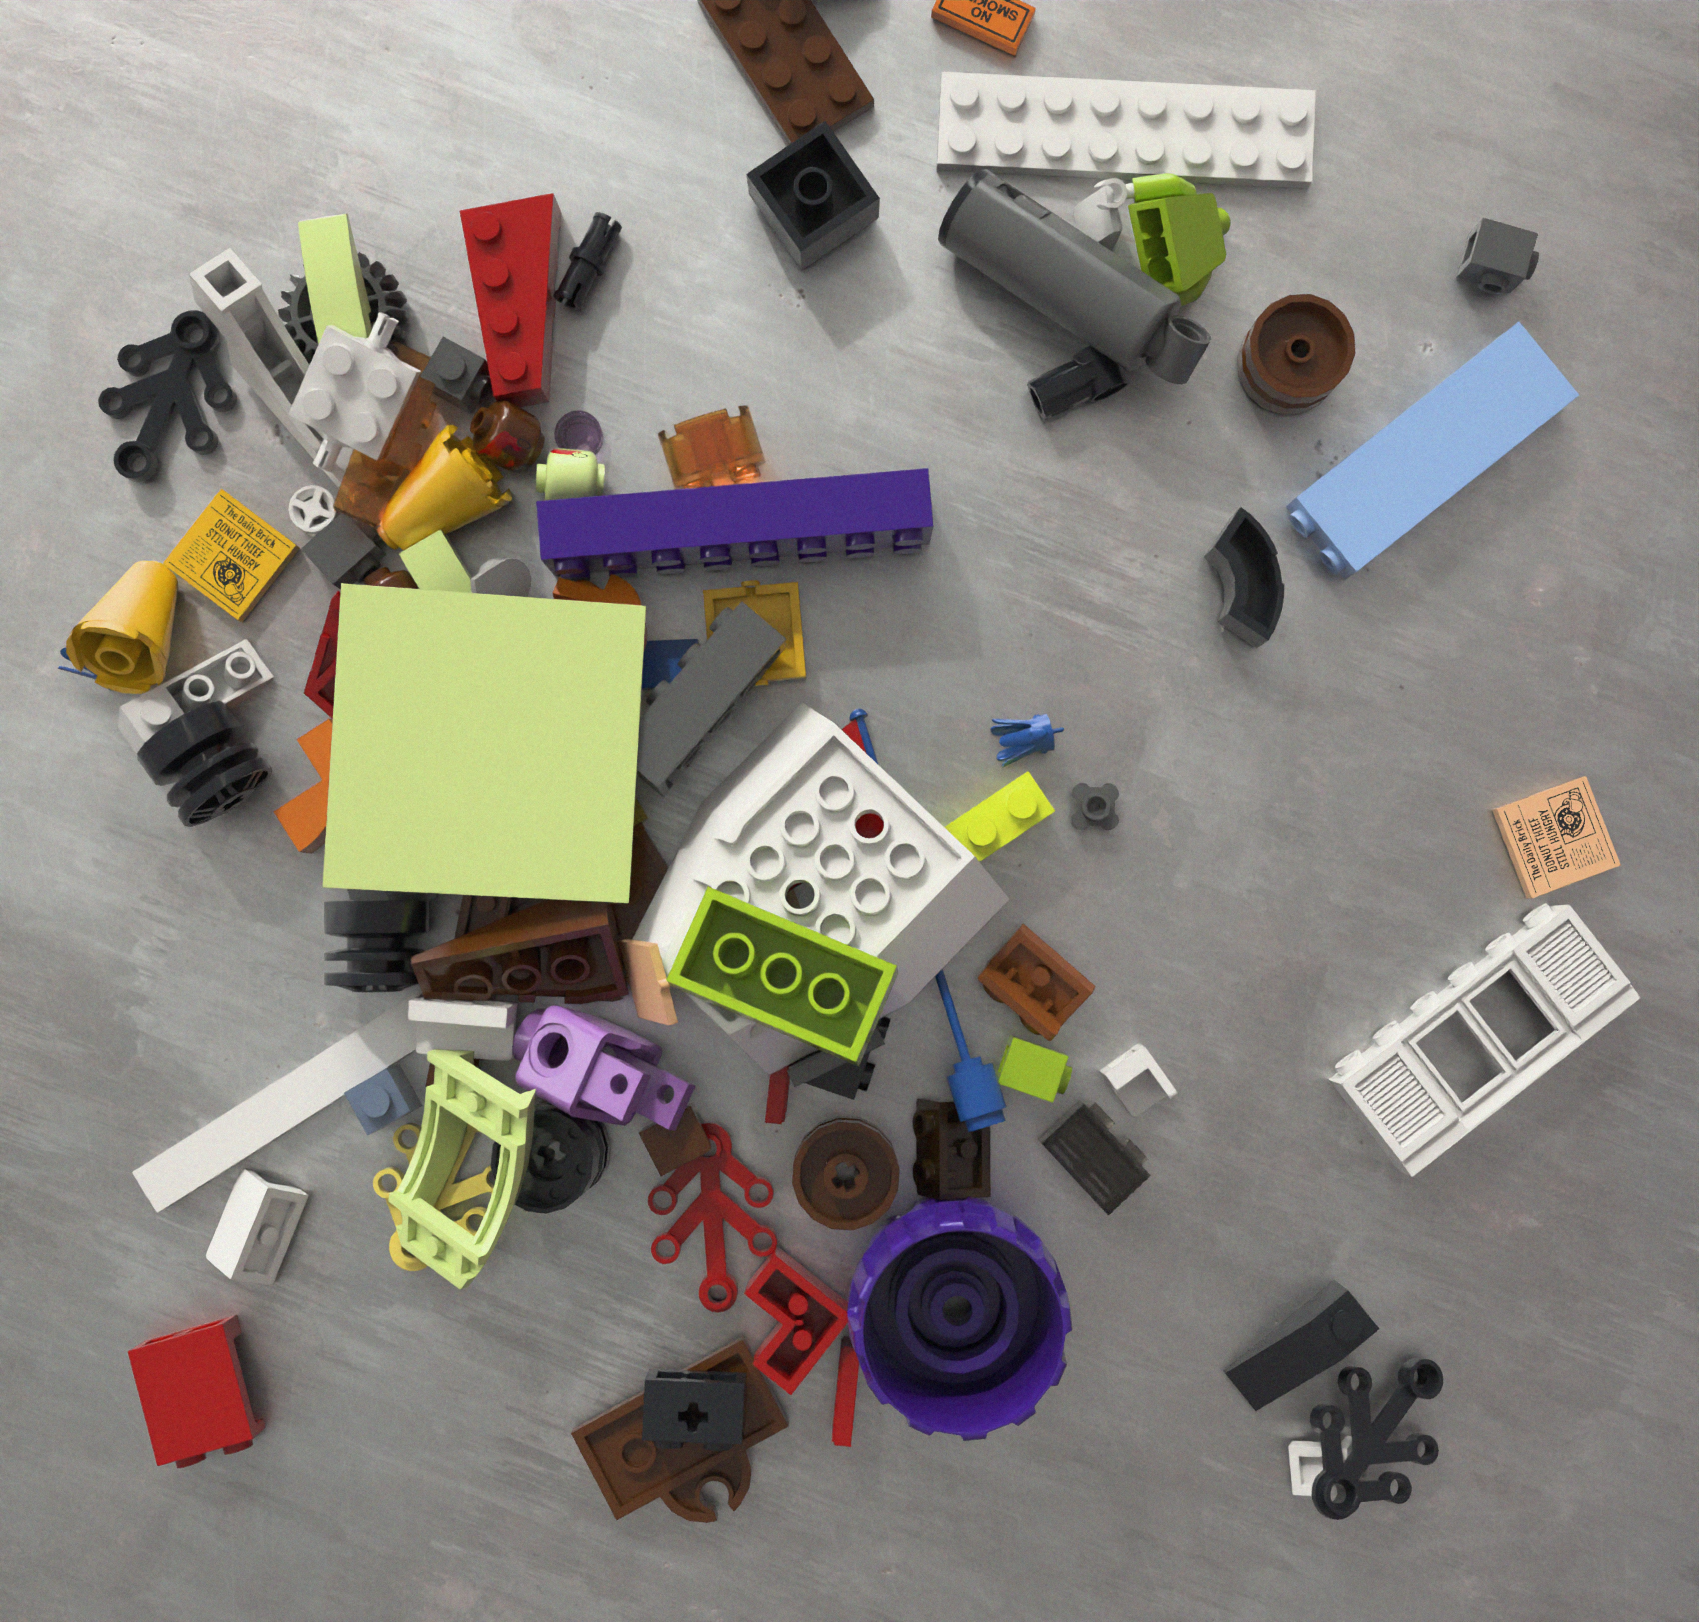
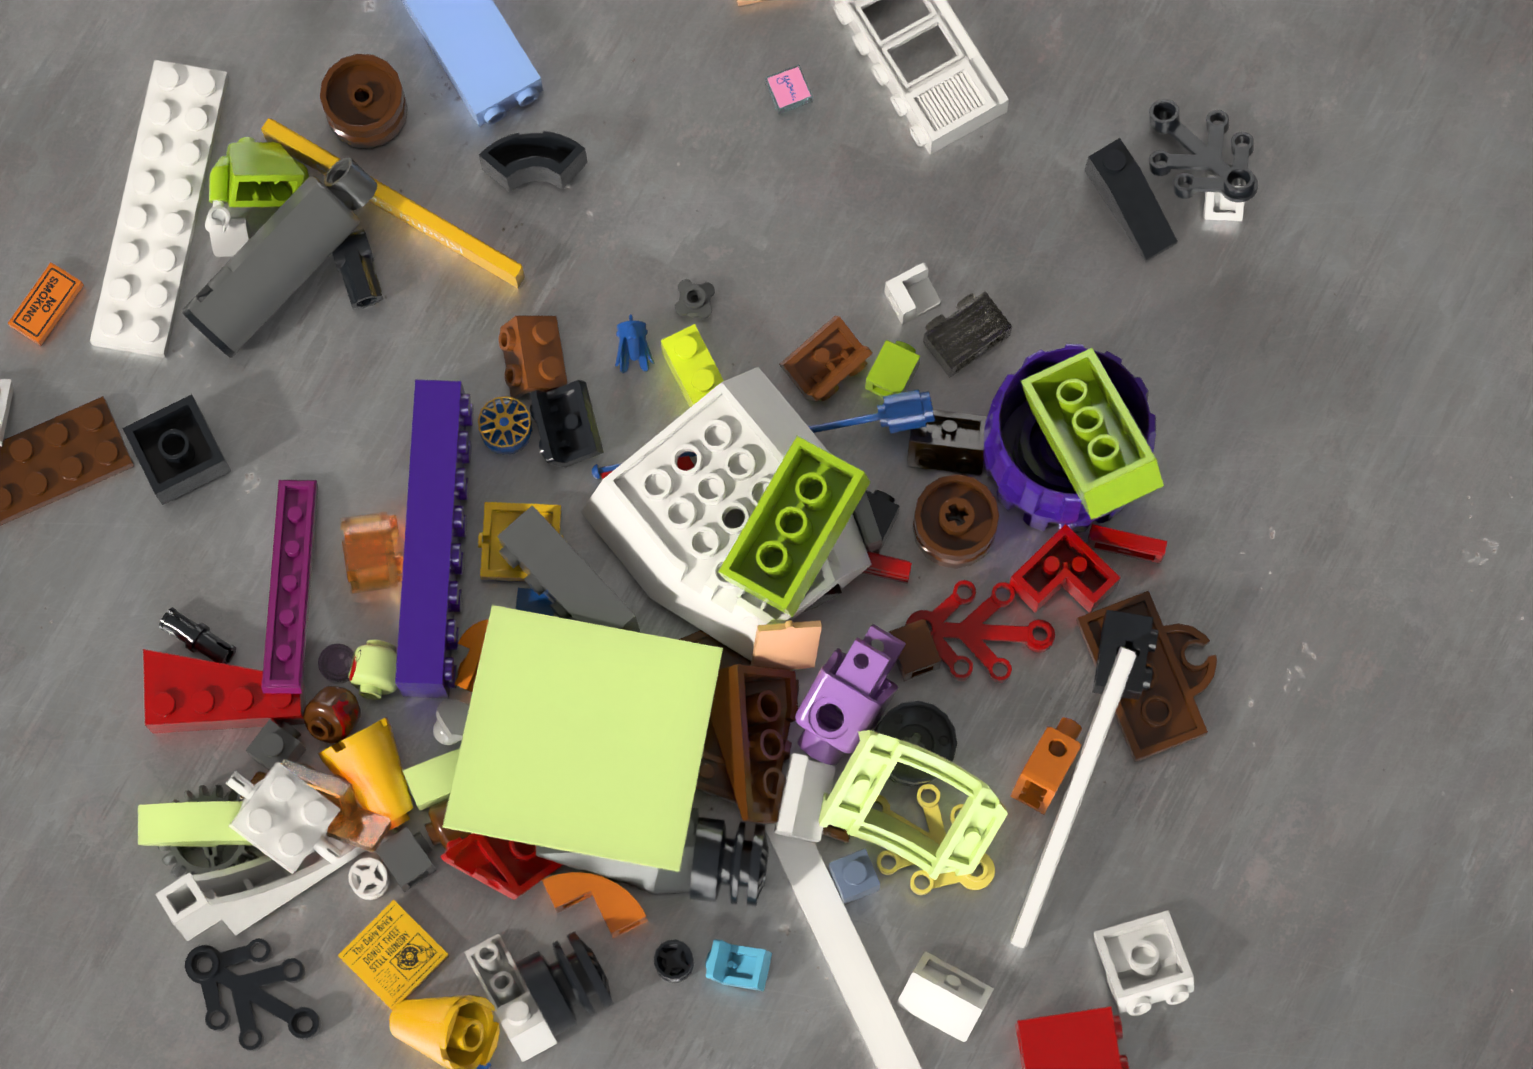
camera: 80 degrees left, 10 degrees down
(247, 888) = (671, 956): none -> black wheel
(260, 971) = (738, 965): none -> medium azure bracket
(319, 1471) = (1145, 963): none -> white plate
(505, 1367) = (1073, 797): none -> white tile
(529, 1323) = (1048, 765): none -> orange torso
(656, 359) = (290, 587): none -> magenta tile
(900, 593) = (505, 426): none -> wheel
(910, 667) = (566, 424): none -> black bracket
(944, 1362) = (1092, 433): none -> lime brick
(995, 615) = (532, 354): none -> dark orange bracket
(1166, 420) = (403, 207): none -> yellow tile
(1389, 889) = (788, 89): none -> bright pink tile

